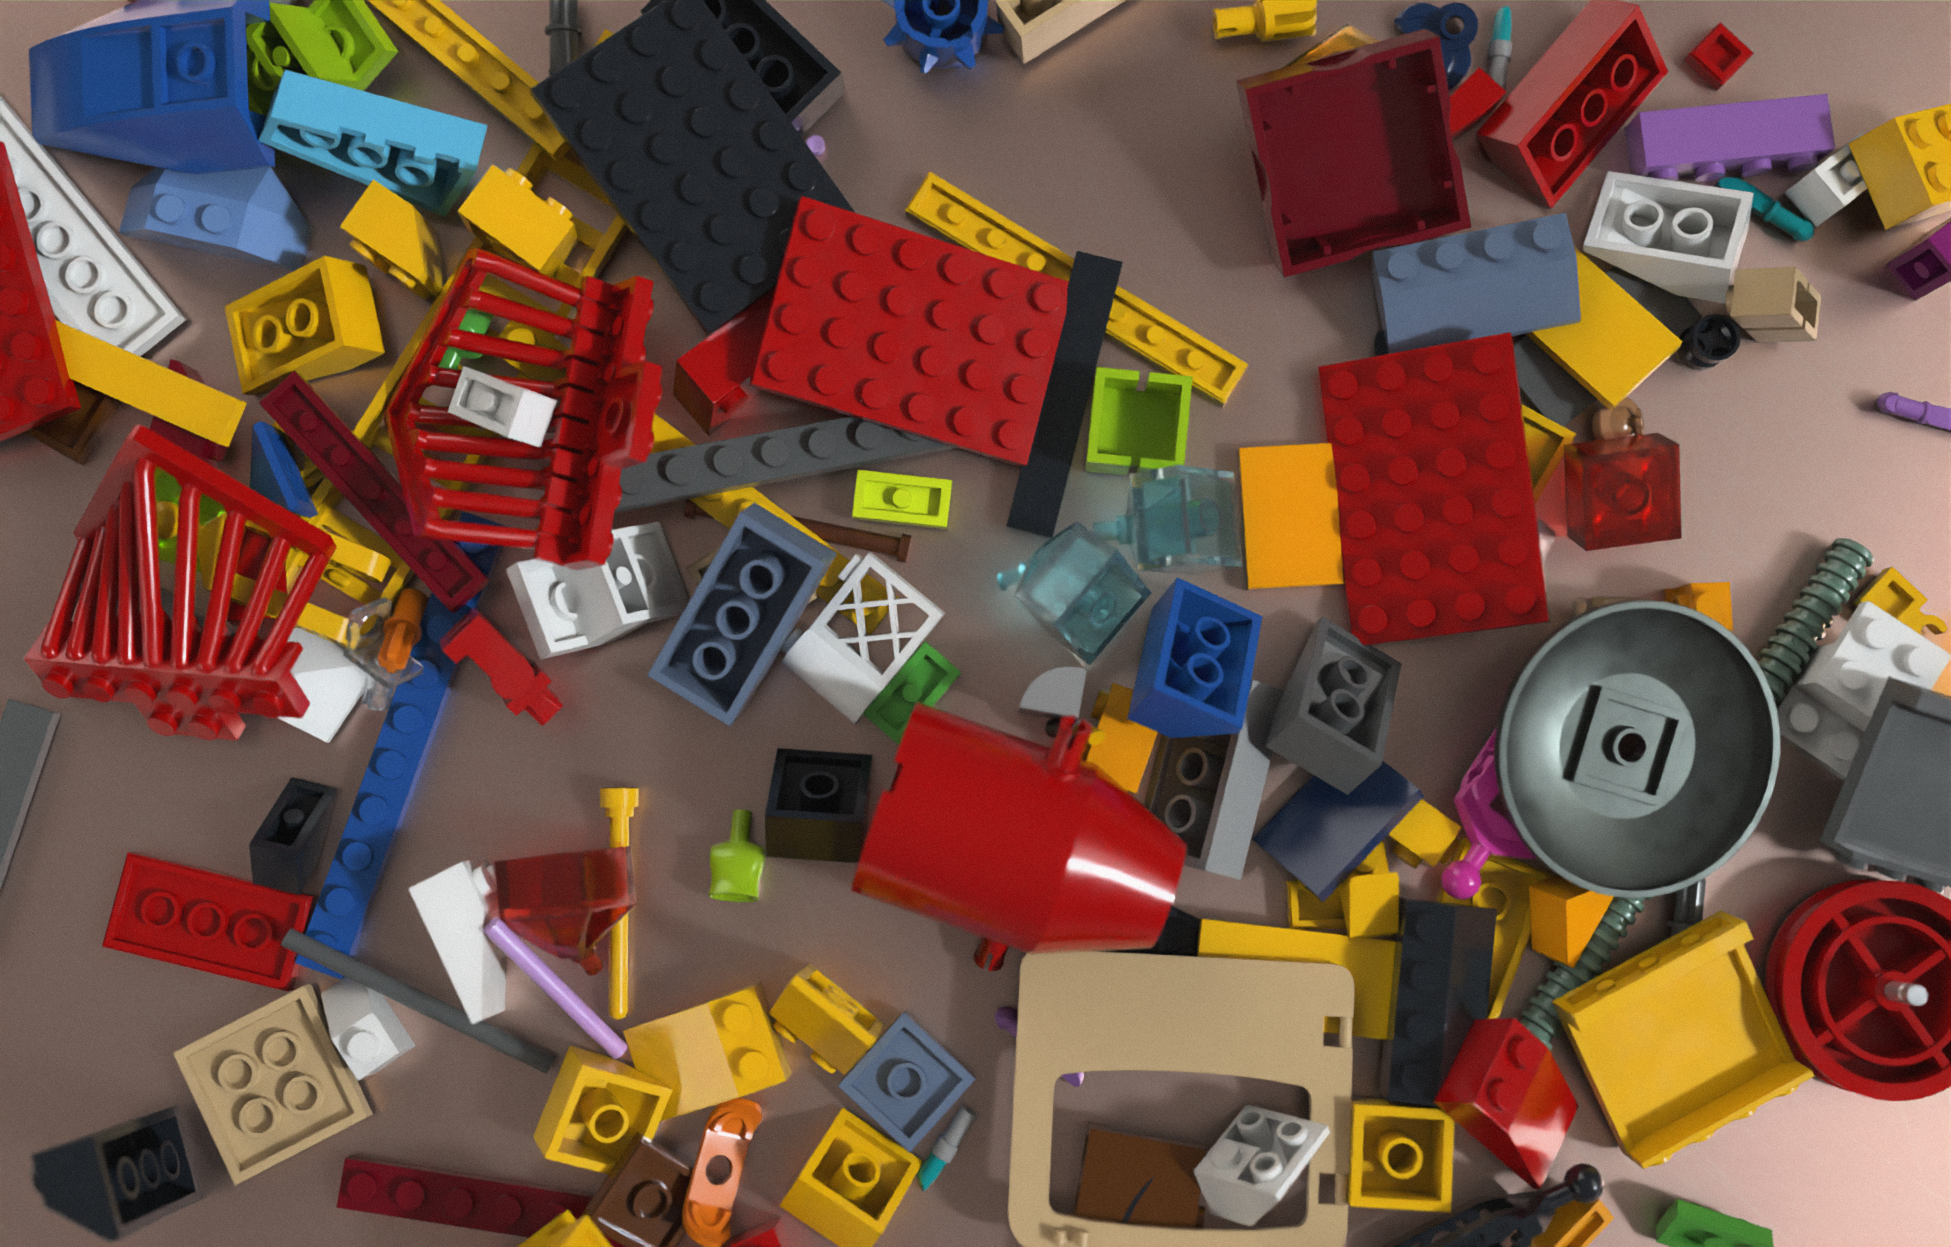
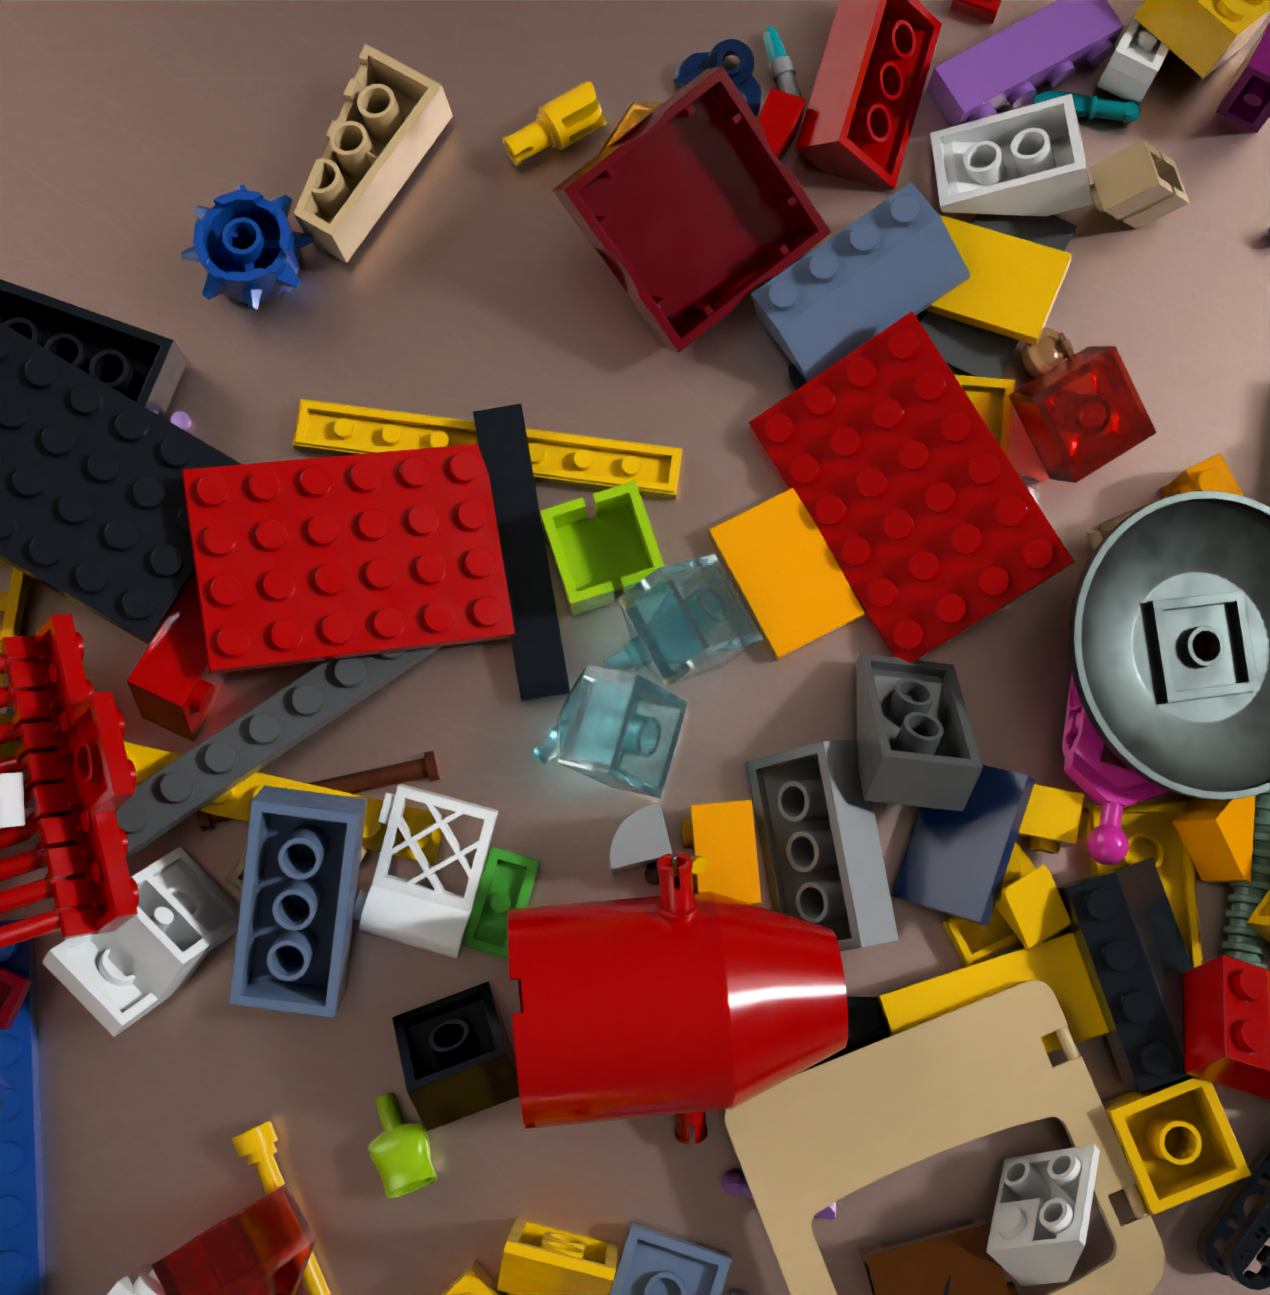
camera: 30 degrees left, 5 degrees down
(507, 668) = (82, 1059): red hips -> none
(902, 499) = (409, 719): neon yellow plate -> none
(1195, 664) = (761, 752): blue slope -> none
(1718, 337) = (1099, 236): black wheel -> none

